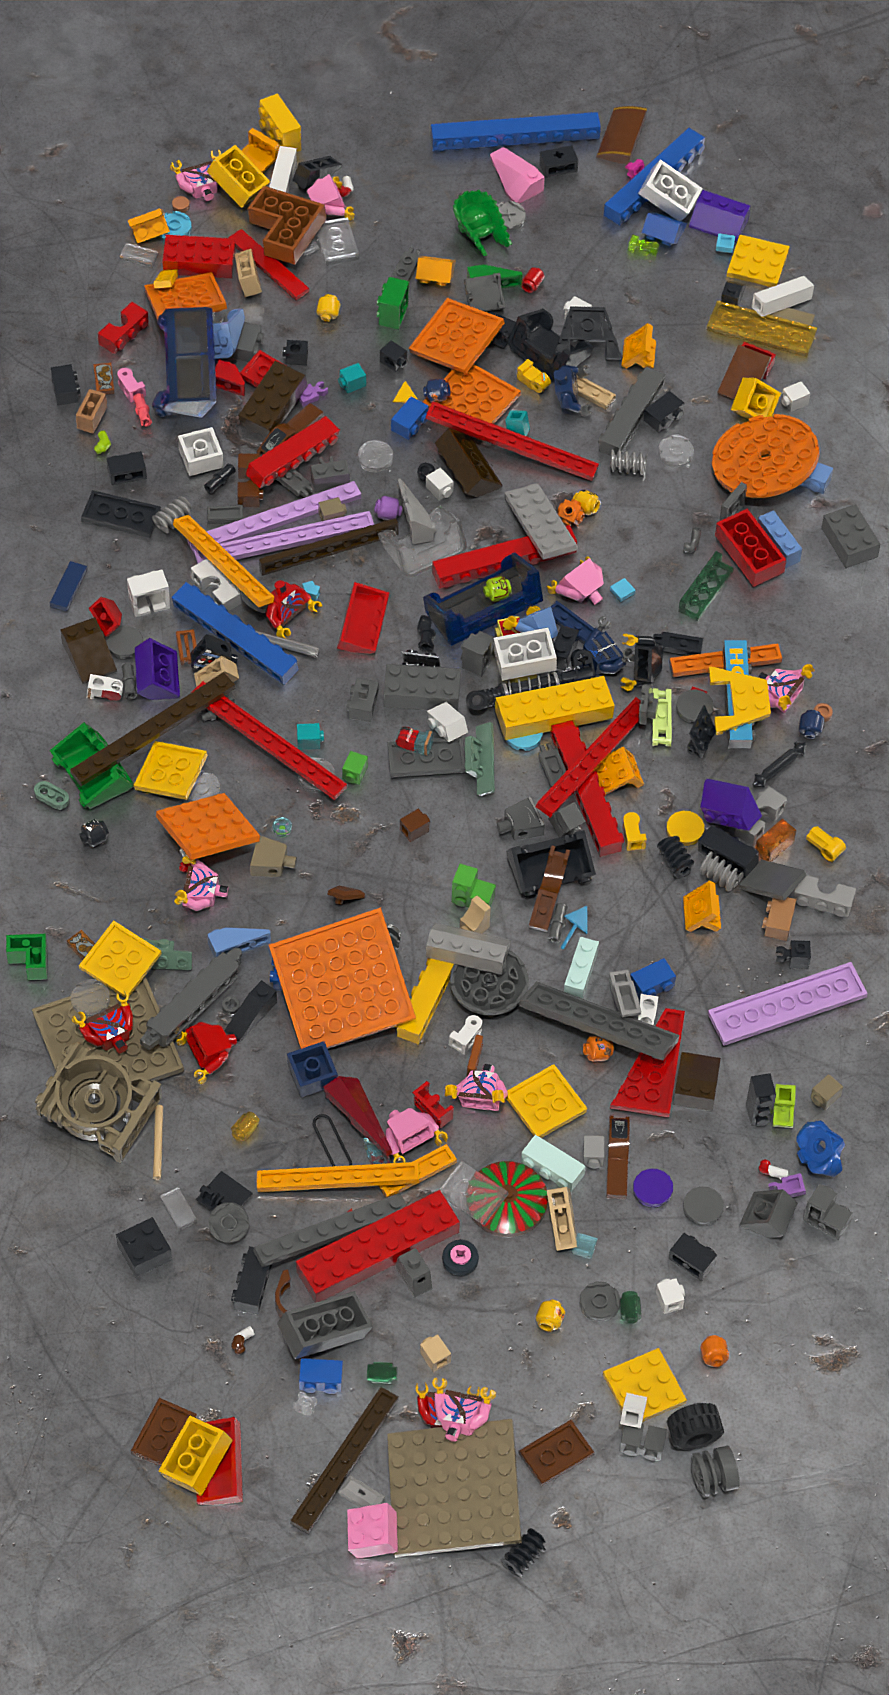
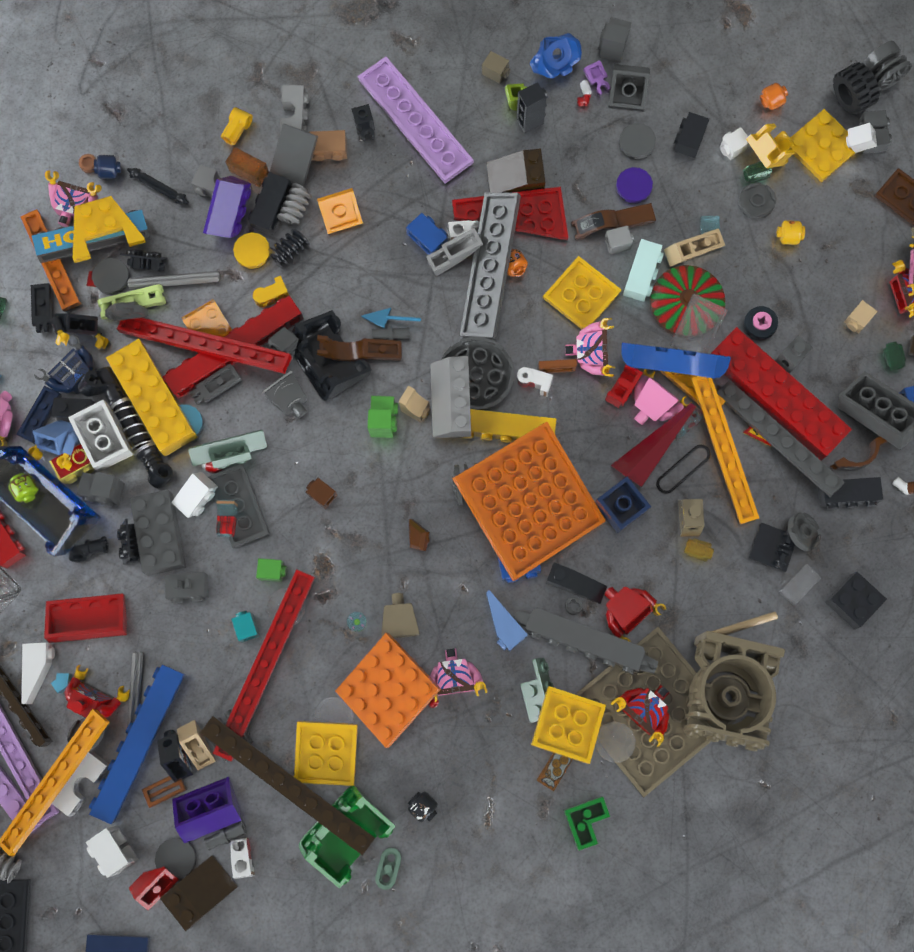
camera: 100 degrees left, 20 degrees up
(281, 1126) = (691, 516): none -> dark tan torso
(333, 573) = (35, 666): none -> white slope
(445, 1151) = (674, 360): none -> blue brick
(581, 967) = (436, 298): light aqua brick -> none
(652, 1321) = (769, 150): none -> yellow panel
(674, 756) = (175, 279): none -> light grey axle

